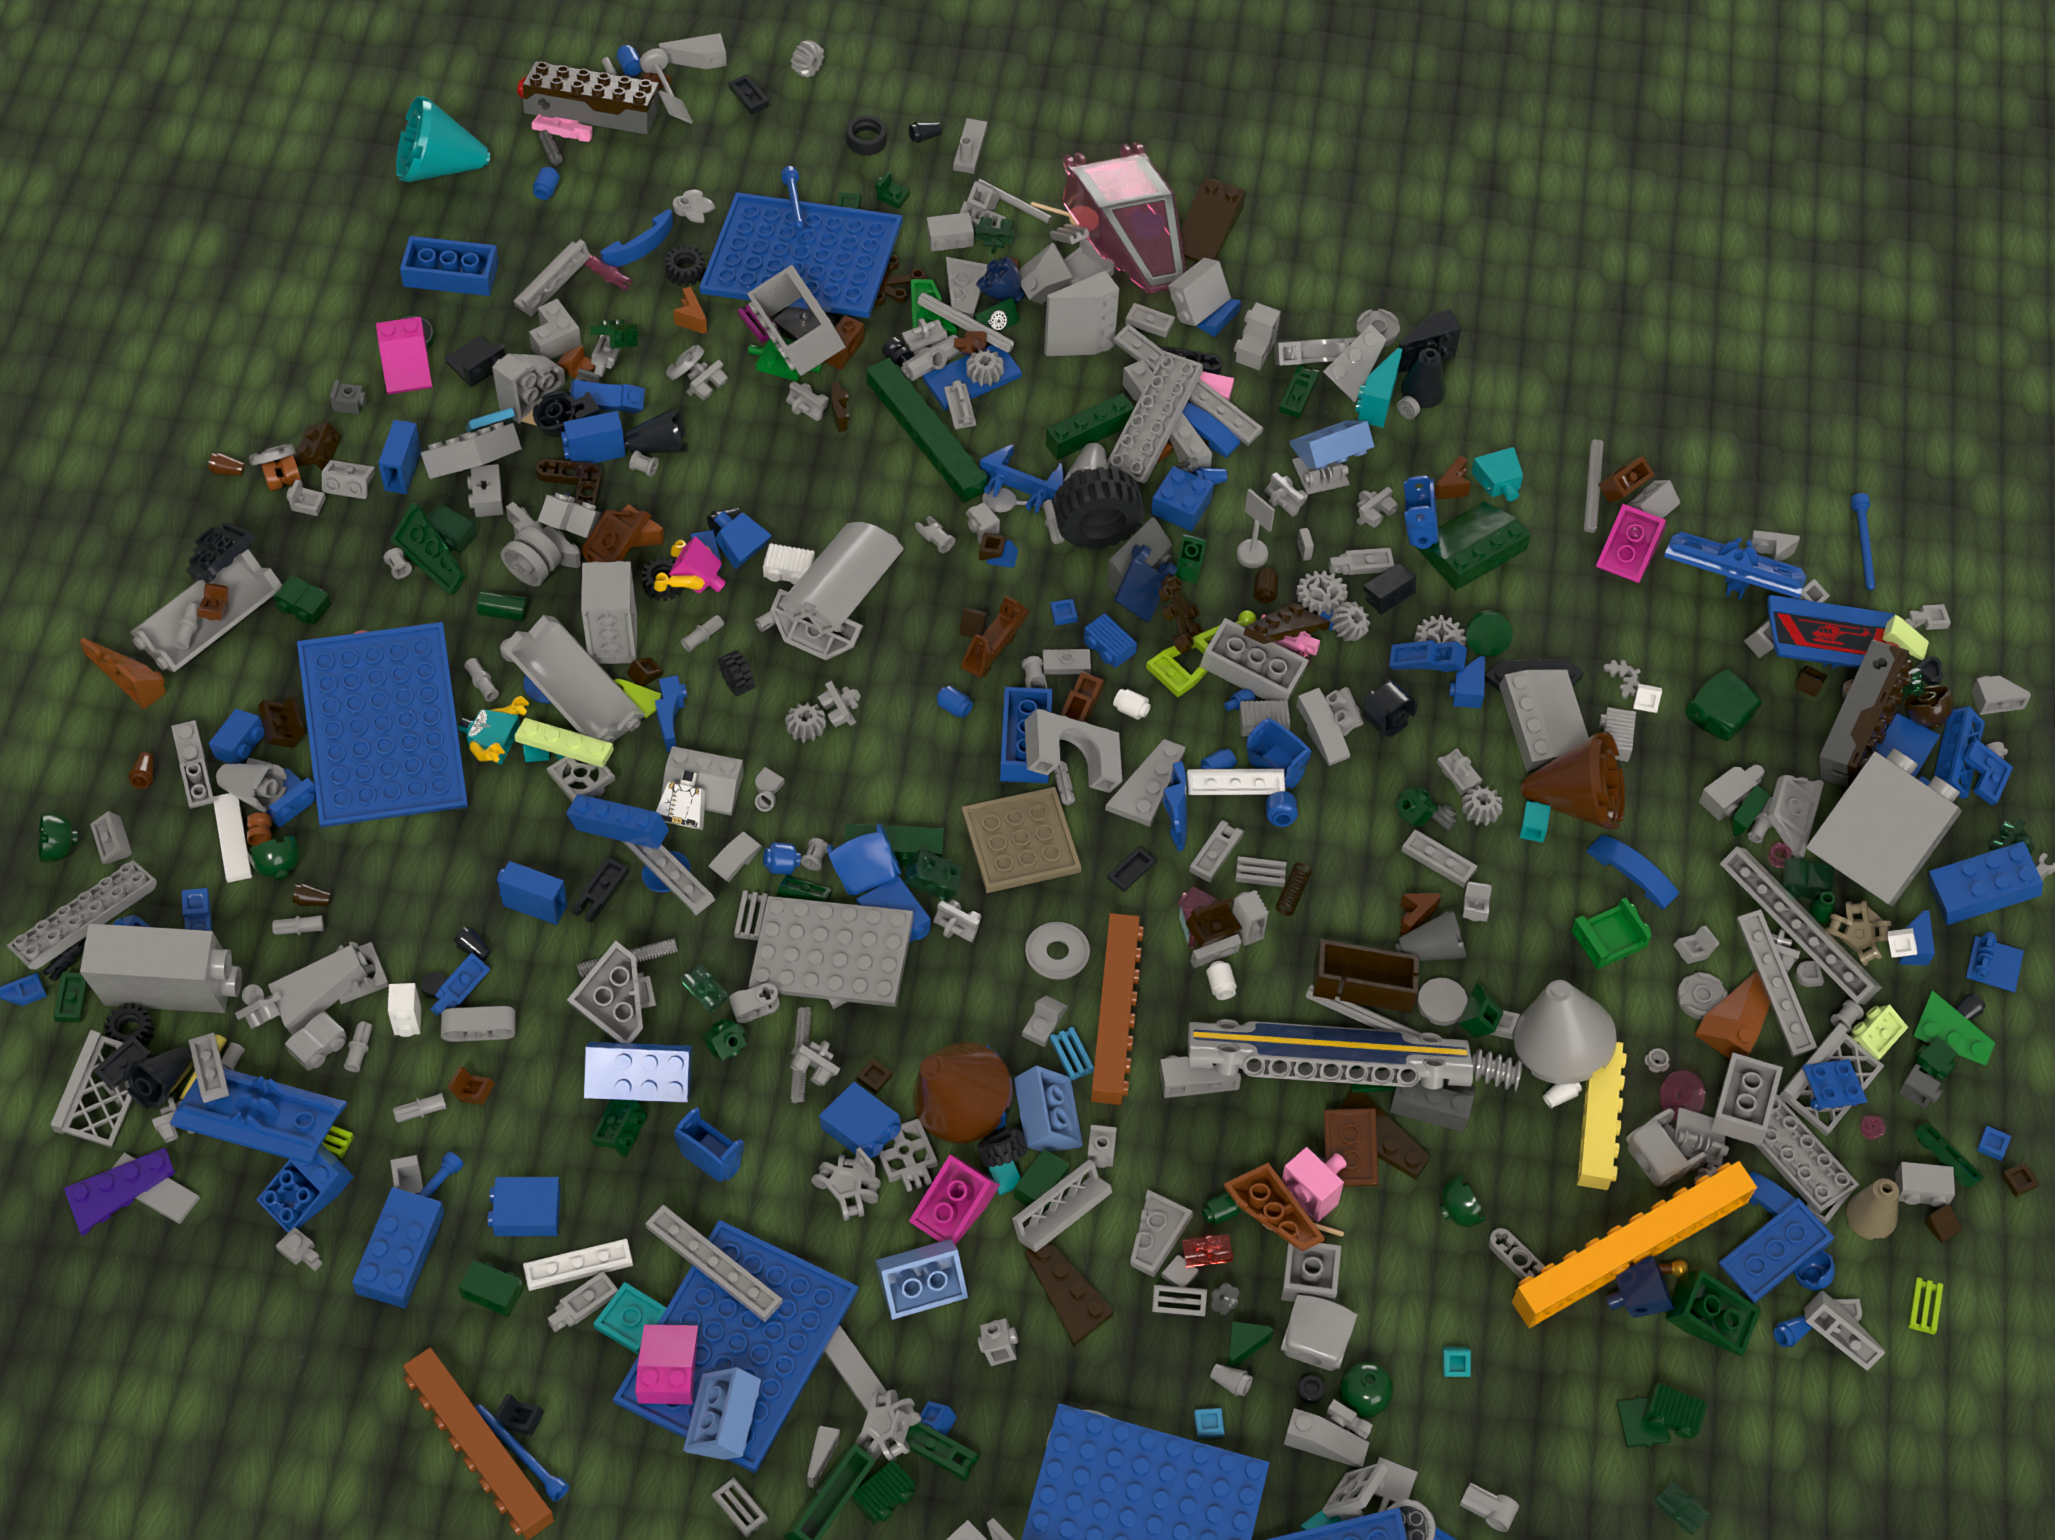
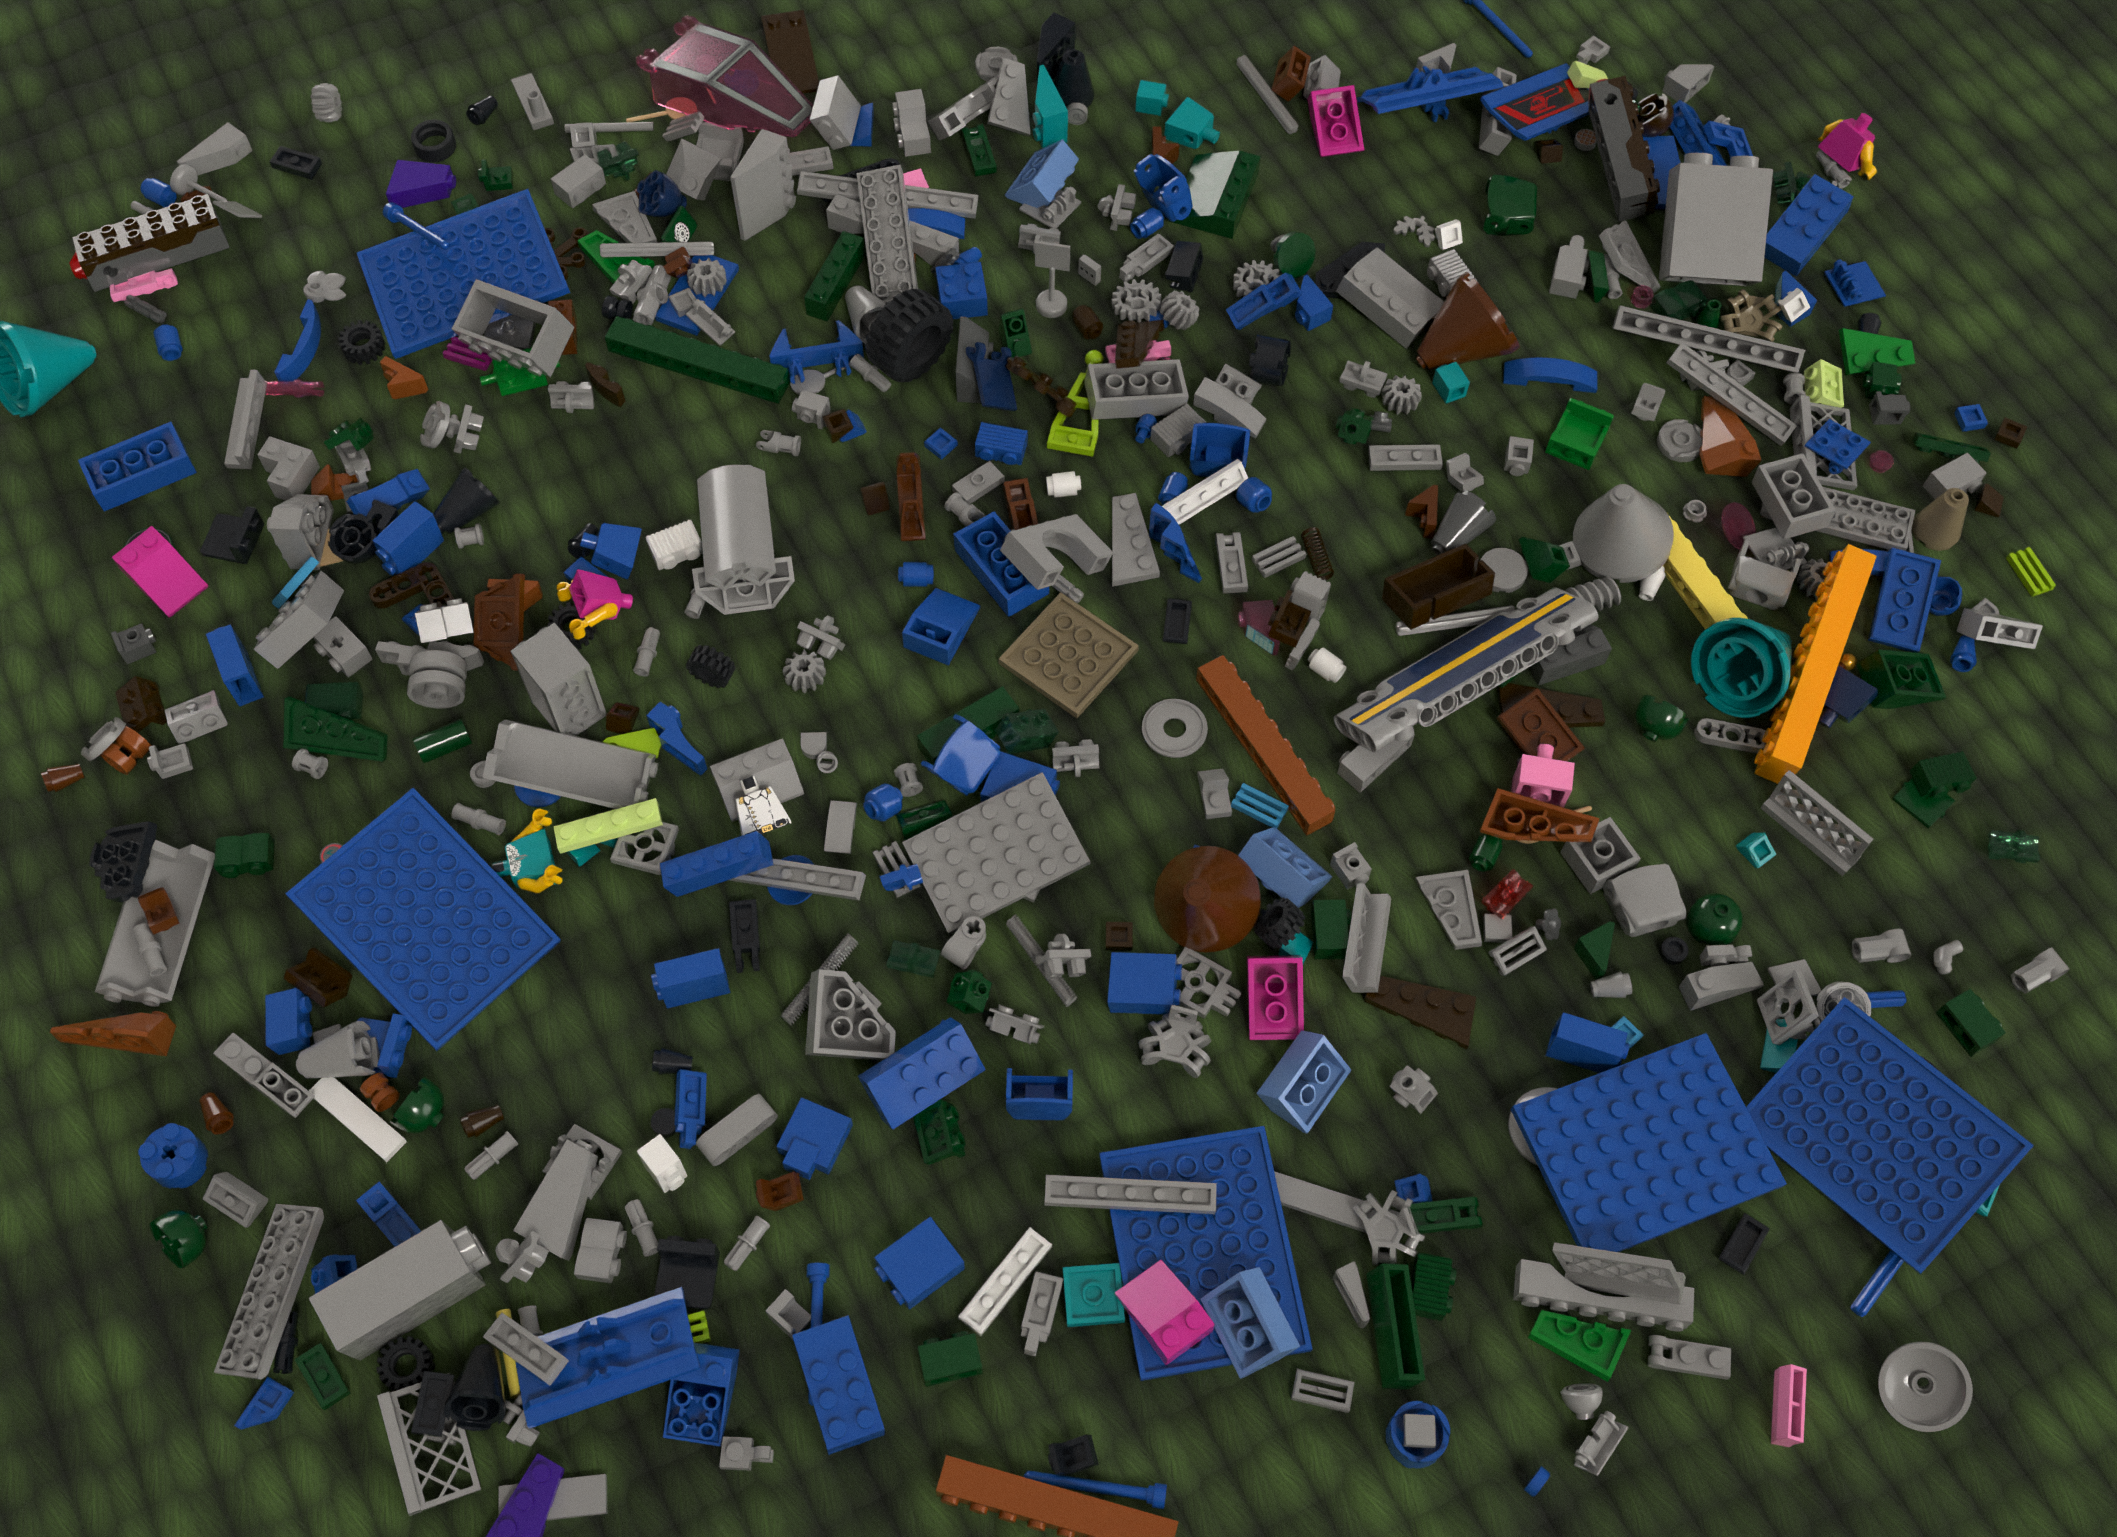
camera: 35 degrees left, 5 degrees up
(92, 781) = (173, 1156): none -> blue brick
(366, 1097) = (690, 1267): none -> black bracket
(525, 1068) = (813, 1139): none -> blue piece
(745, 922) = (905, 876): none -> blue piece
(747, 1093) = (1004, 1020): none -> light grey hinge
(827, 163) = (419, 183): none -> dark purple slope
(938, 752) = (939, 625): none -> blue slope
(952, 374) = (682, 301): none -> light grey tile
(1164, 1401) = (1587, 1044): none -> blue brick
(1388, 534) = (1147, 223): none -> blue brick
(1485, 430) = (1151, 98): none -> teal brick
(1517, 1373) = (1817, 835): none -> light grey fence
(1538, 917) = (1518, 460): none -> light grey brick
(1573, 1203) = (1742, 666): none -> teal cone

